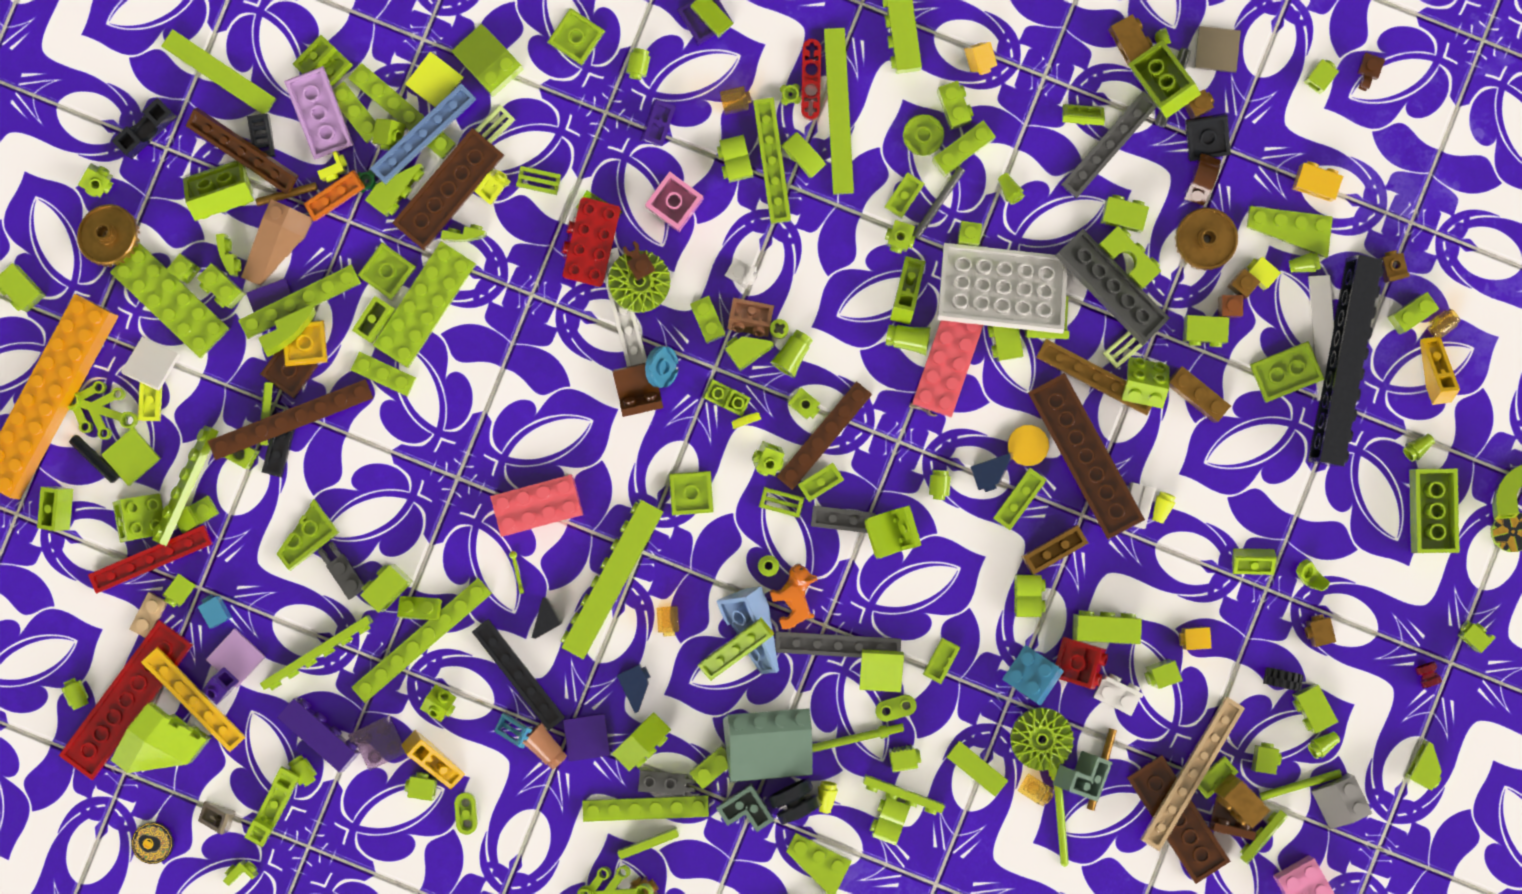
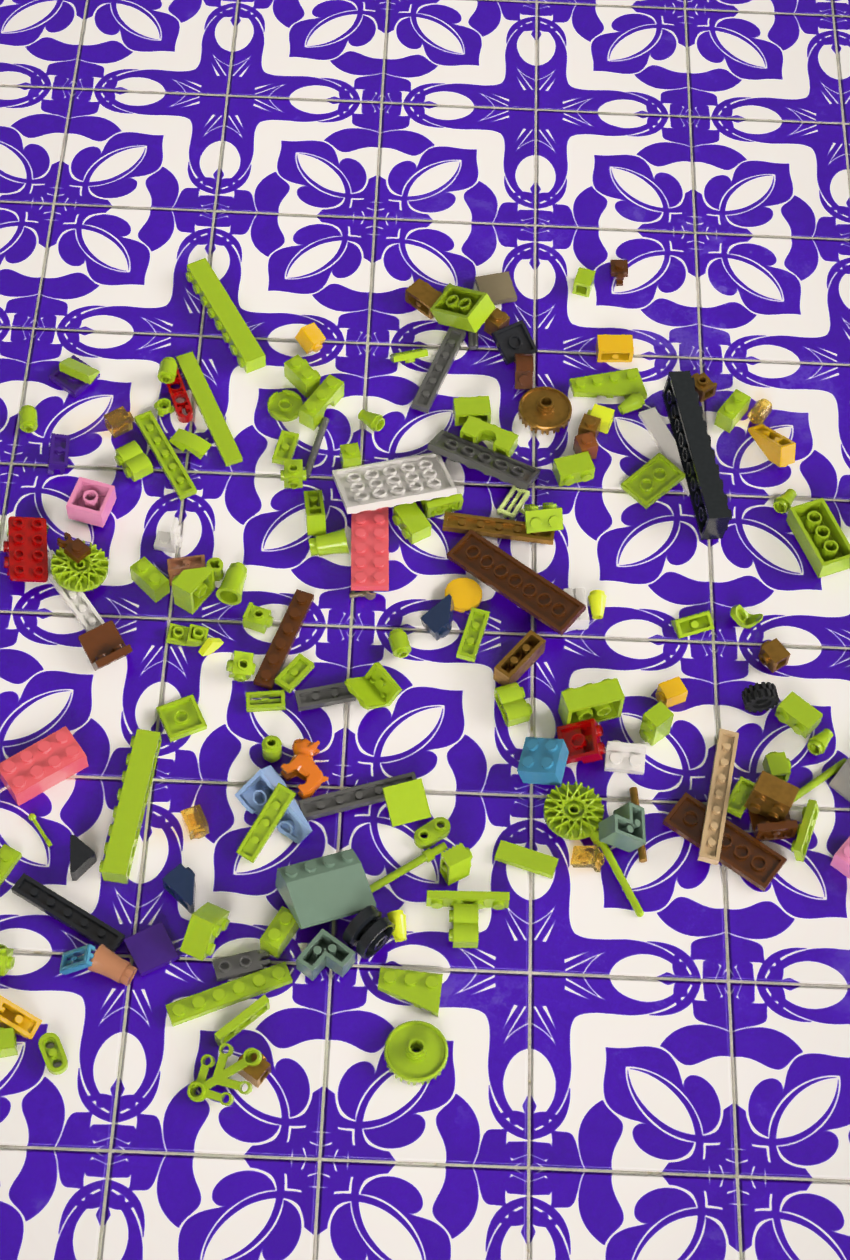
camera: 25 degrees left, 30 degrees down
(661, 367) = (121, 623): dark azure tile -> none
(807, 52) = (167, 370): none -> lime brick
(941, 660) = (457, 780): lime plate -> none
(1198, 394) = (589, 514): pearl gold brick -> none

